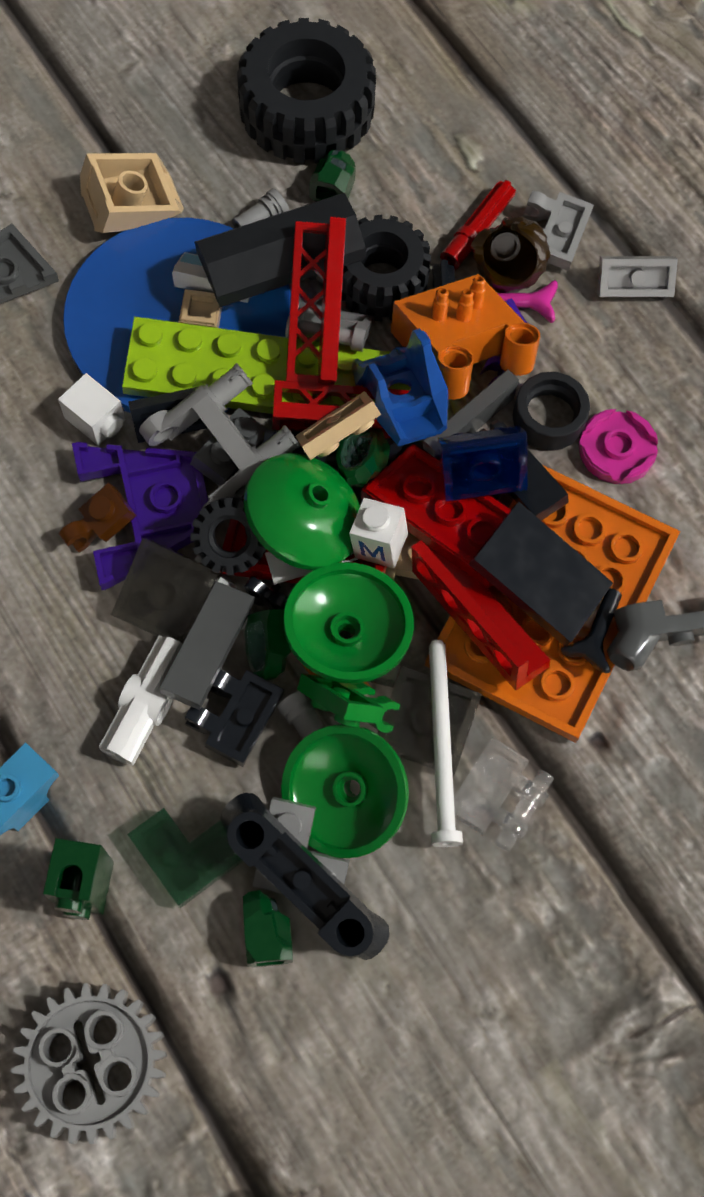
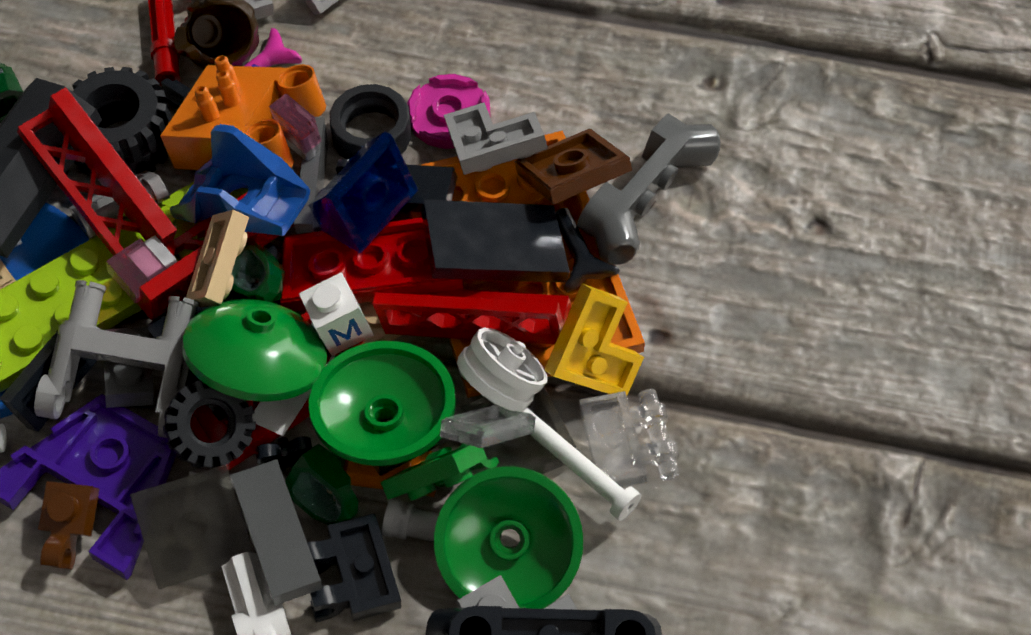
camera: 40 degrees left, 10 degrees down
(293, 385) = (139, 264): none -> clear pink piece
(401, 702) = (487, 426): none -> clear tile
(451, 671) = (502, 369): none -> white wheel
(486, 371) = (297, 125): none -> clear pink piece
(525, 710) = (584, 345): none -> yellow plate
(609, 494) = (484, 145): none -> light grey plate
(653, 566) = (573, 166): none -> reddish brown tile

